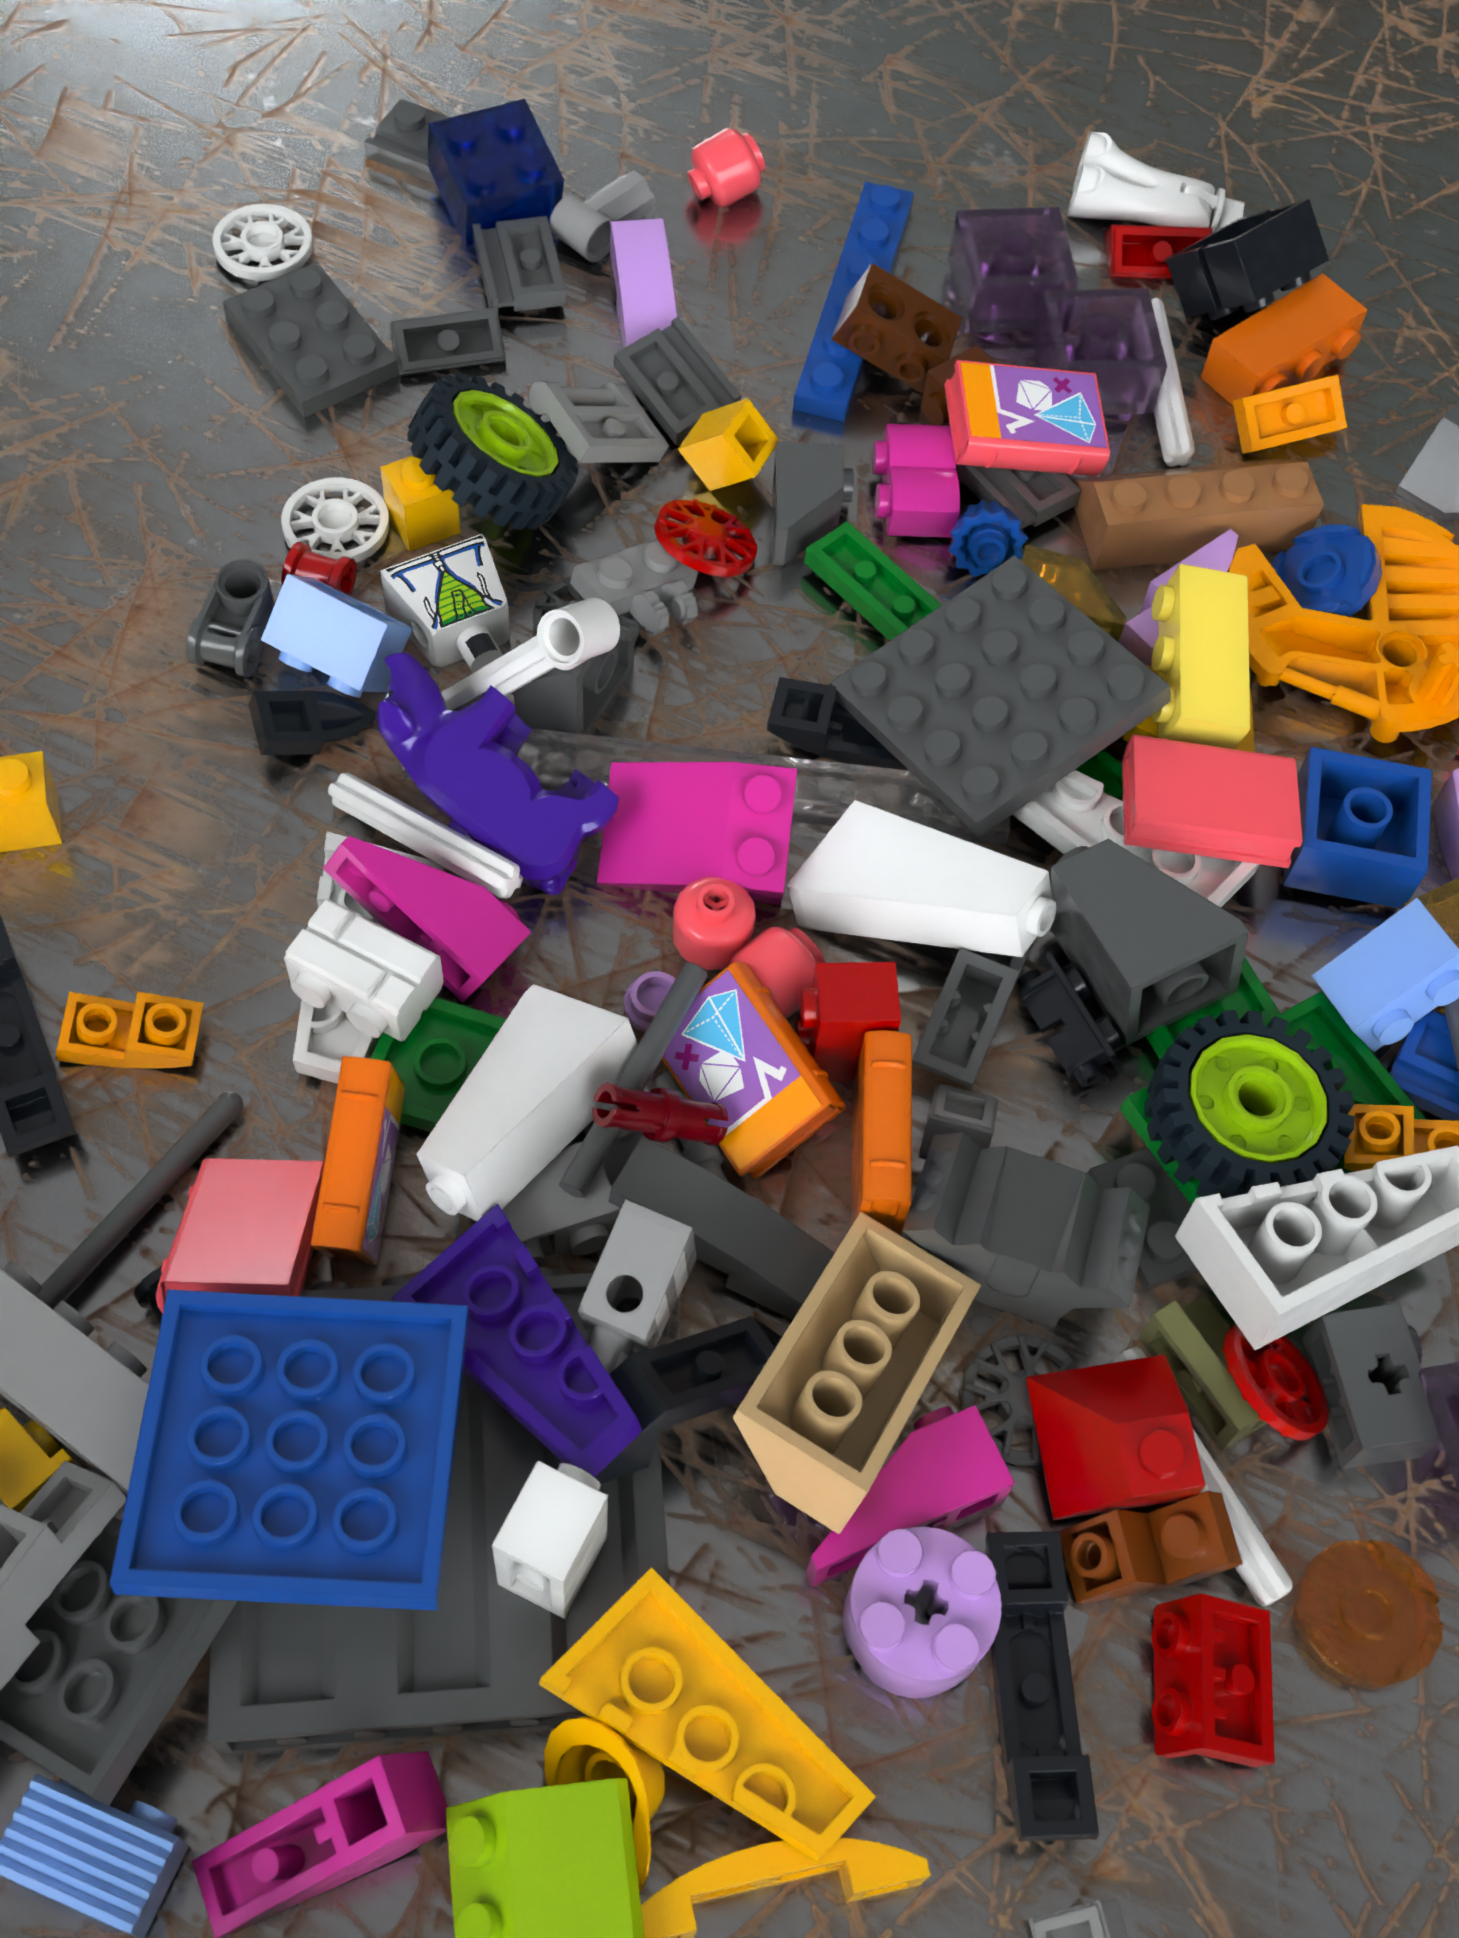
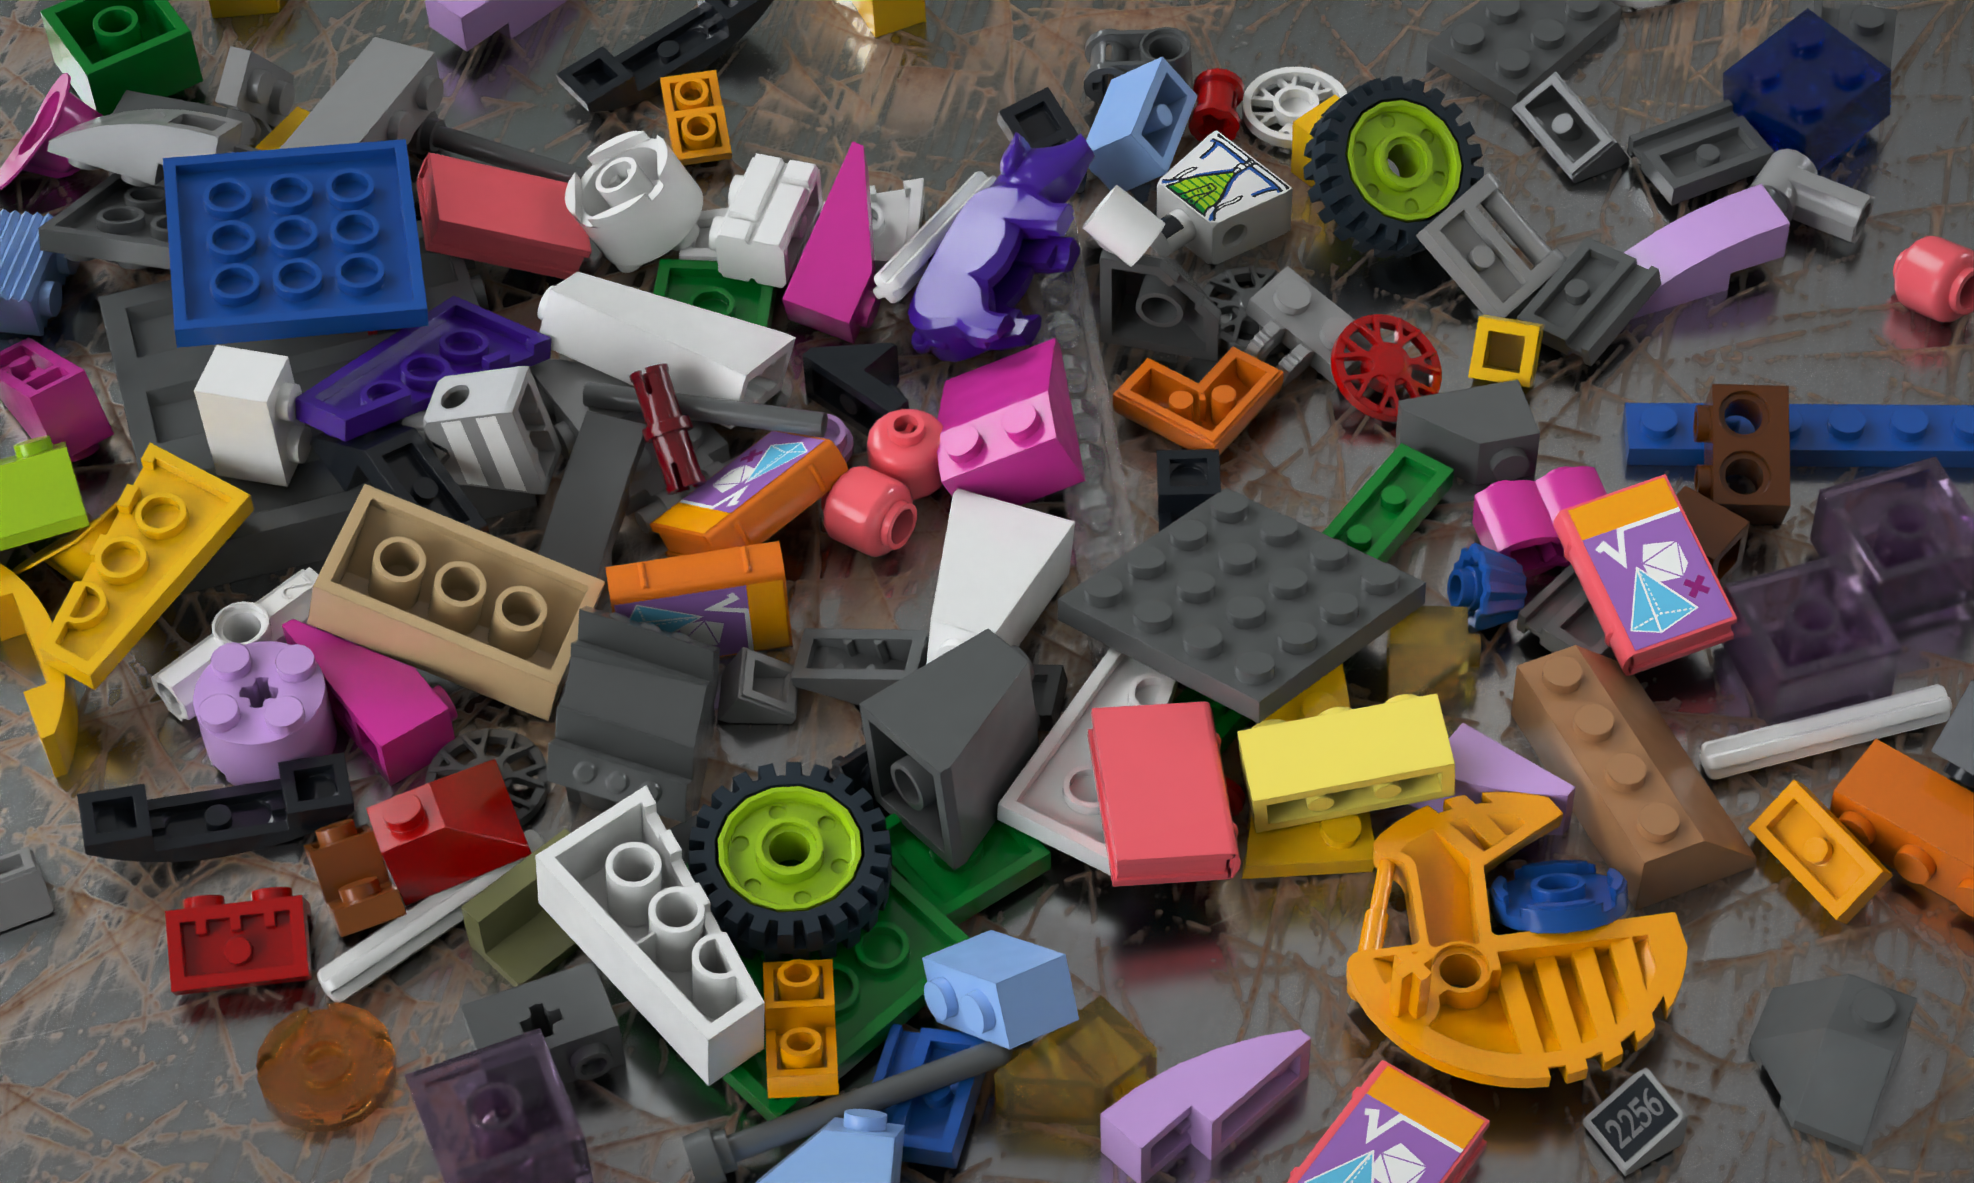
camera: 85 degrees right, 10 degrees down
(238, 1089) = (635, 200): none -> white brick
(359, 1160) = (600, 237): orange piece -> none
(602, 957) = (855, 381): none -> black slope
(720, 680) = (1203, 412): none -> orange brick
(826, 1667) = (237, 623): none -> white piece
(844, 1006) = (816, 558): red brick -> none
(1275, 1381) = (526, 945): red wheel -> none
(1361, 828) = (1198, 954): blue brick -> none

